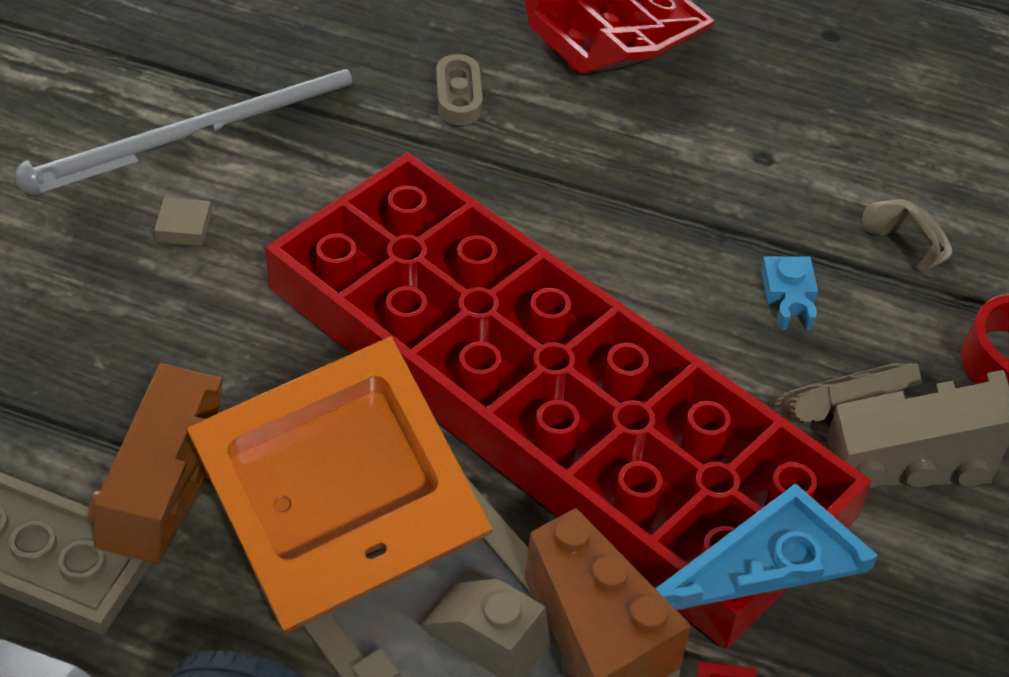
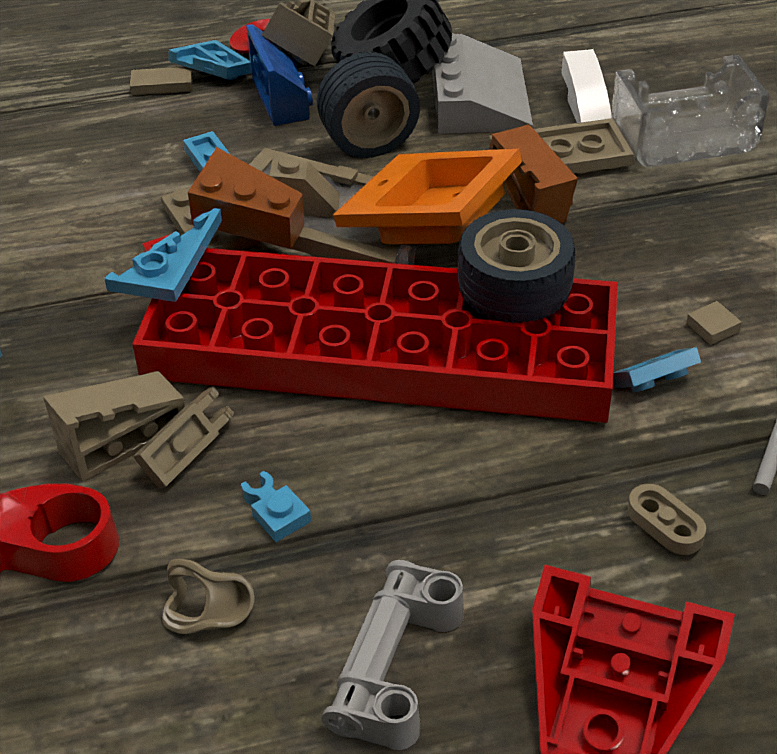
camera: 150 degrees right, 5 degrees down
(299, 194) = (670, 365): none -> dark azure plate
(375, 276) = (516, 265): none -> black wheel
(815, 102) = (364, 698): none -> light grey piece

